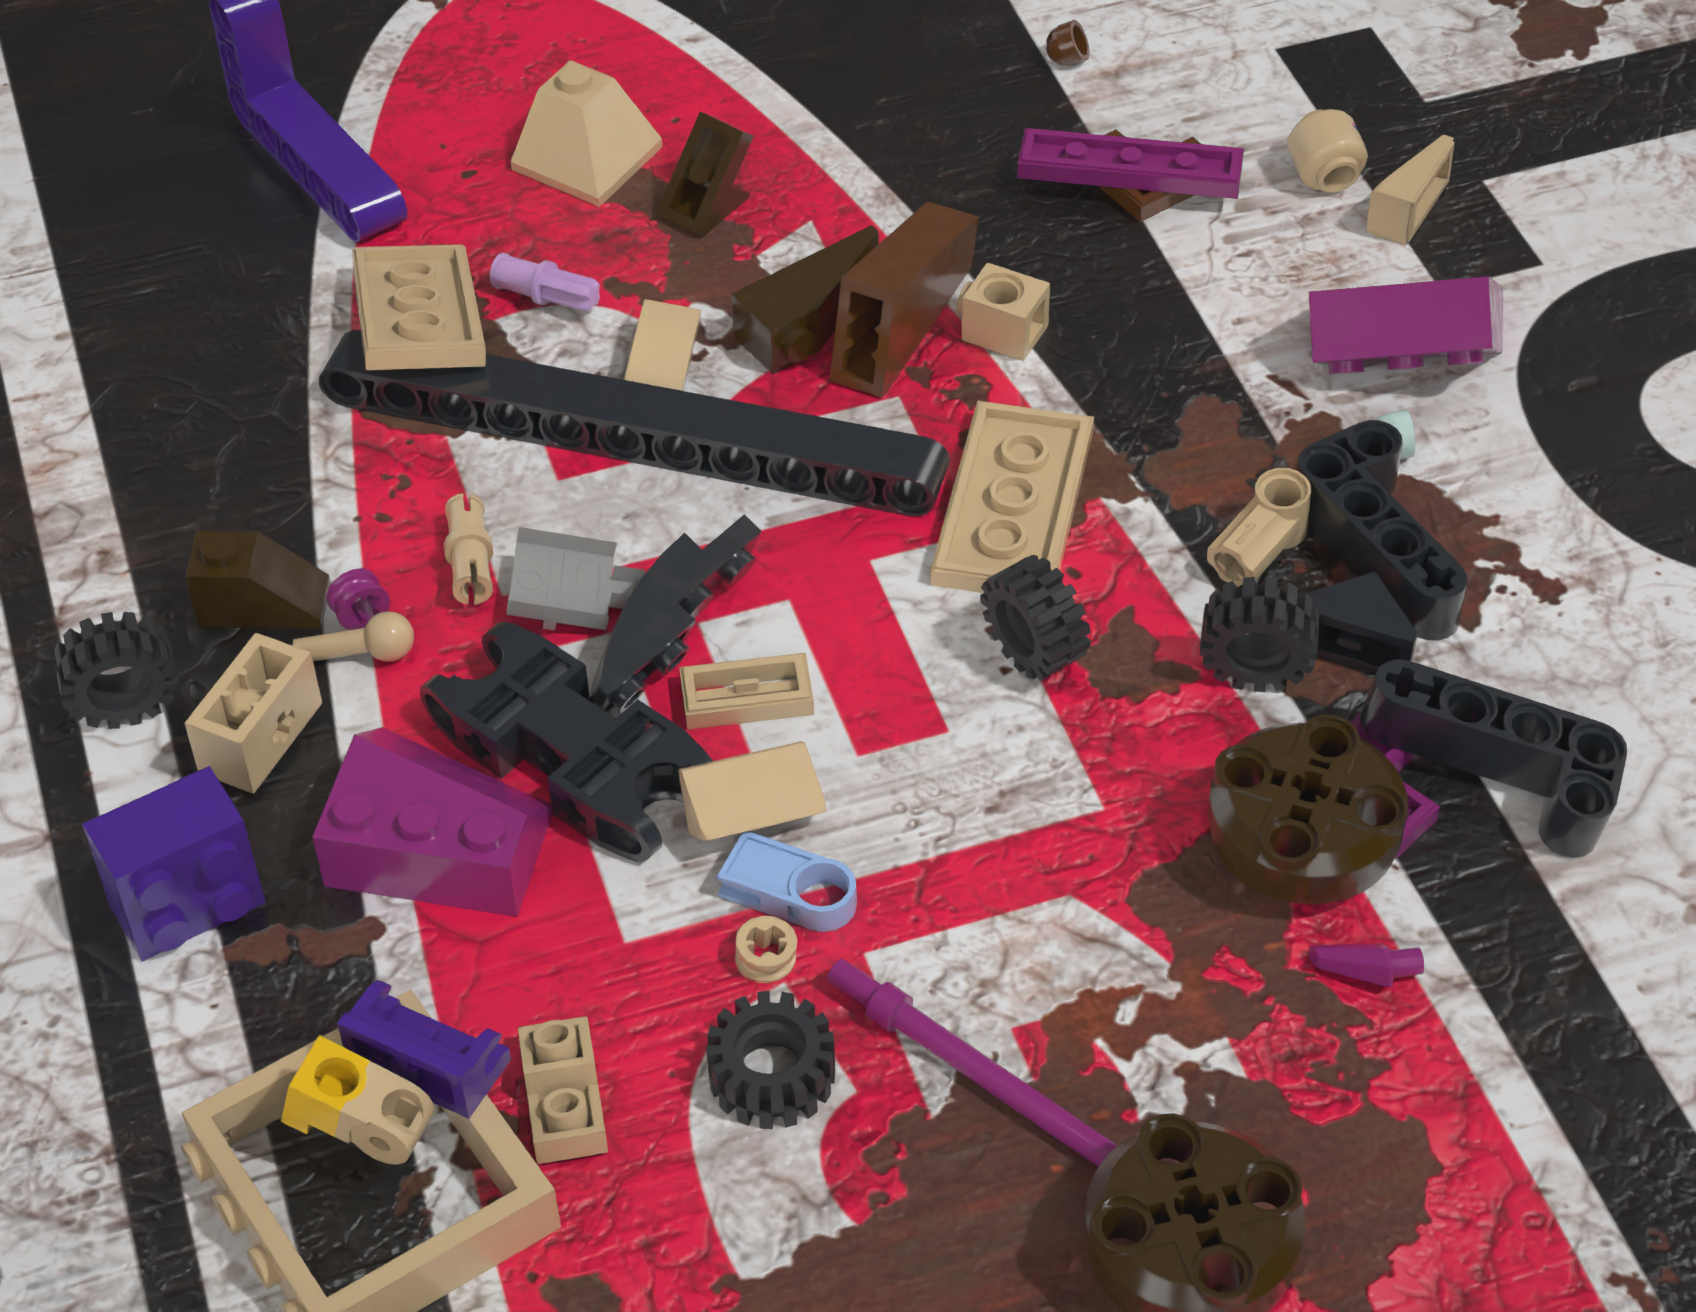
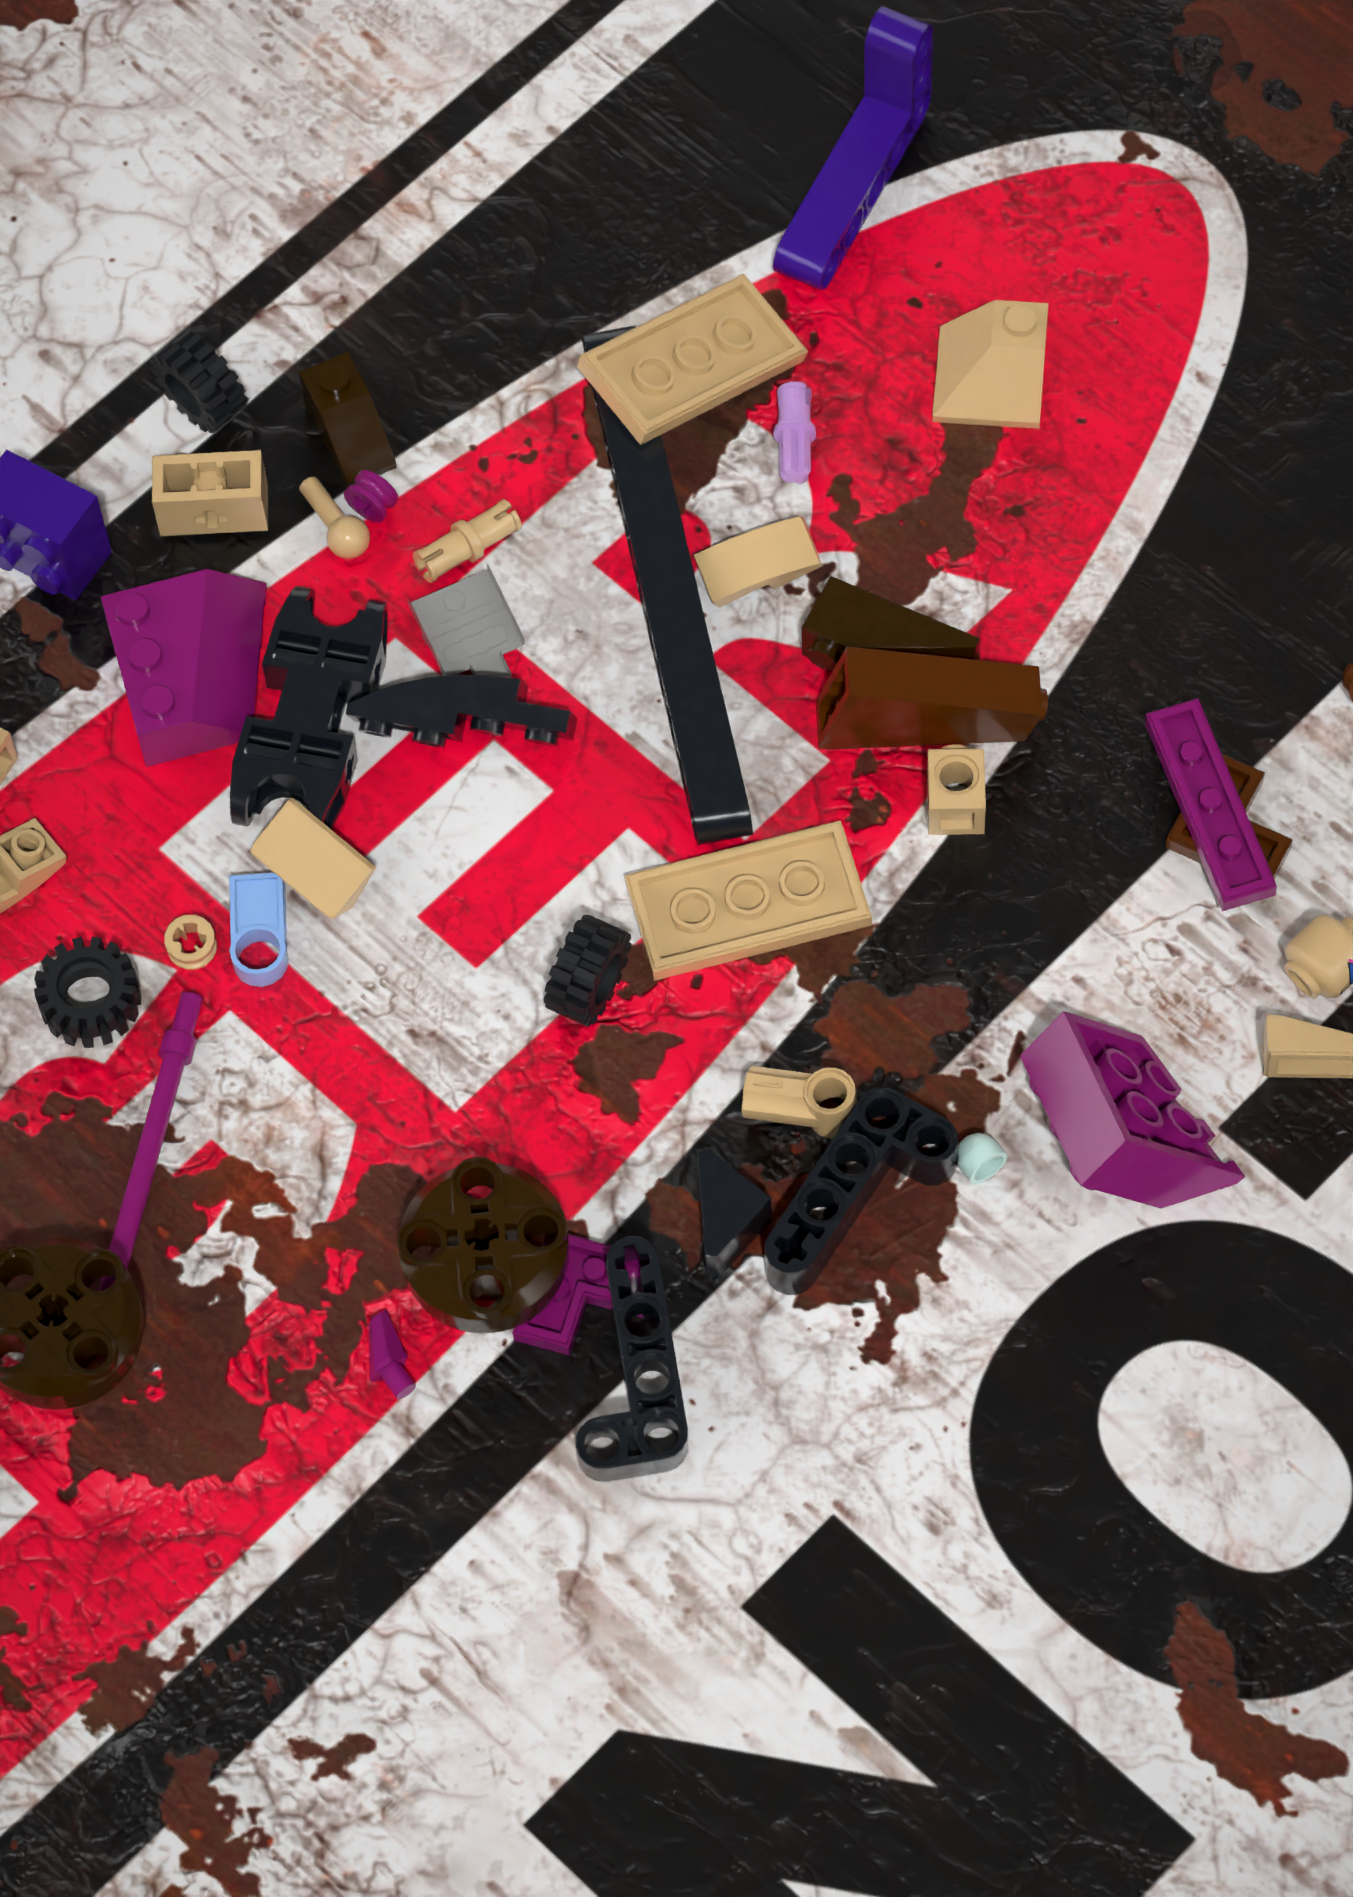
camera: 65 degrees right, 15 degrees up
(703, 180) = (987, 486): dark brown slope -> none
(747, 699) = (457, 840): tan tile -> none
(1266, 611) = (657, 1140): black tyre -> none

